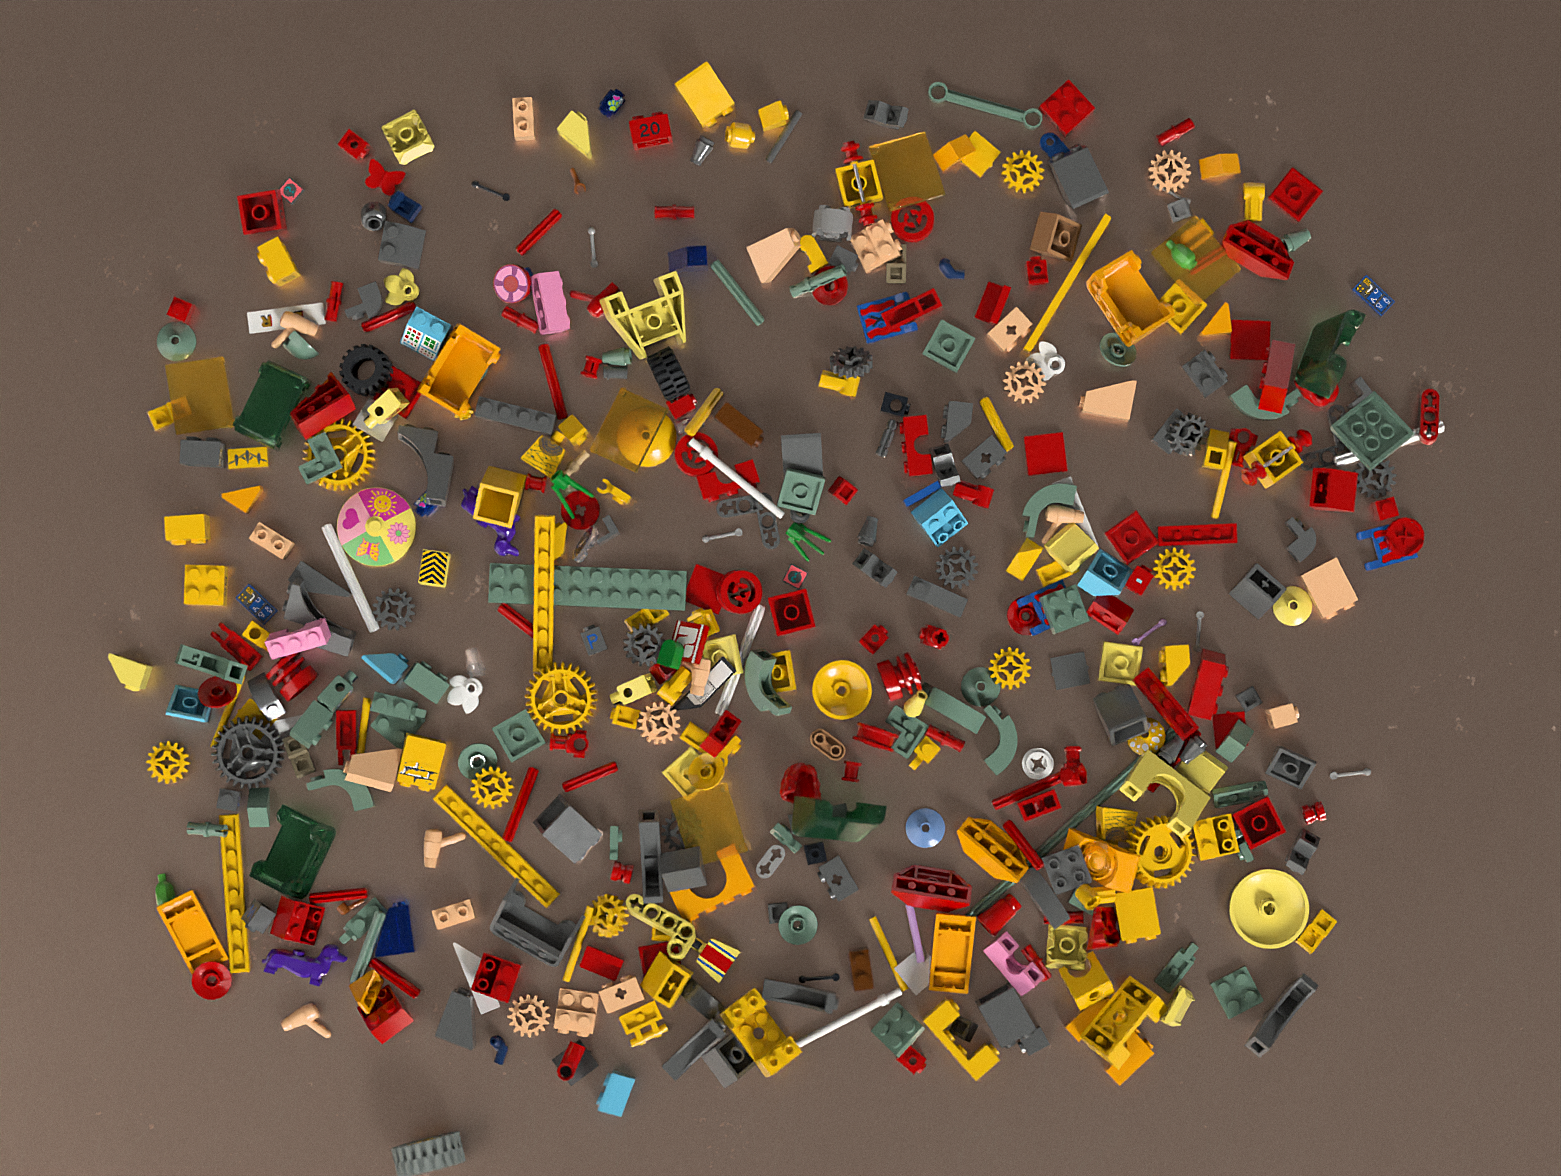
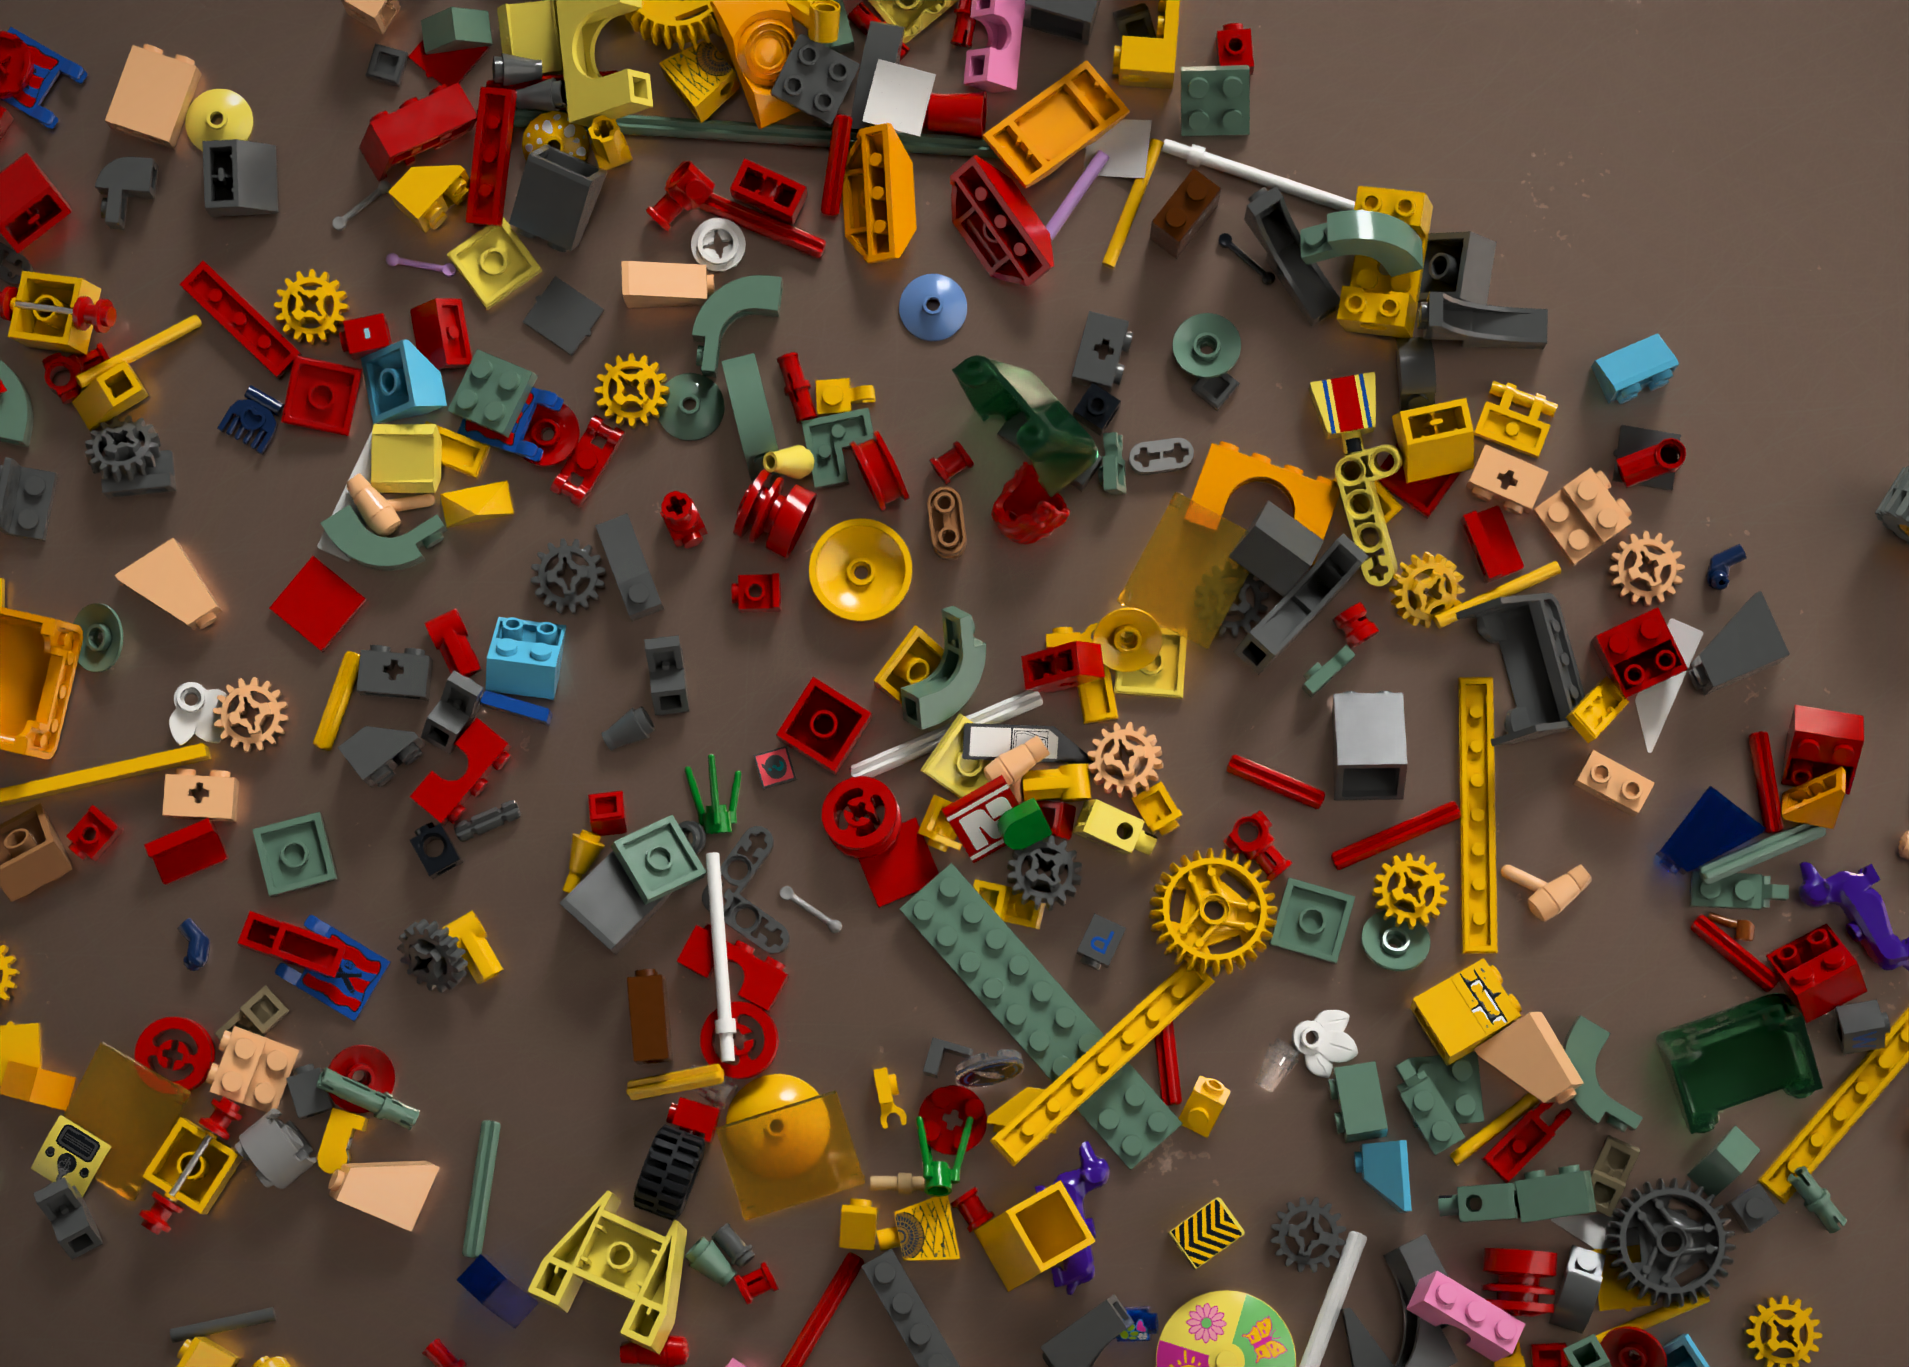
camera: 130 degrees left, 5 degrees down
(486, 618) = (1204, 1105): none -> yellow bracket
(490, 936) = (1597, 709): none -> yellow plate
(778, 1032) = (1364, 234): none -> sand green arch
(835, 464) = (583, 853): none -> yellow cone
(912, 139) = (70, 1154): none -> sticker
(998, 622) = (587, 461): none -> red plate
(1025, 897) = (899, 97): none -> white sticker
(1040, 725) = (665, 284): none -> light nougat slope
(1123, 757) = (608, 143): none -> yellow piece
(1151, 502) = (254, 415): none -> dark blue piece

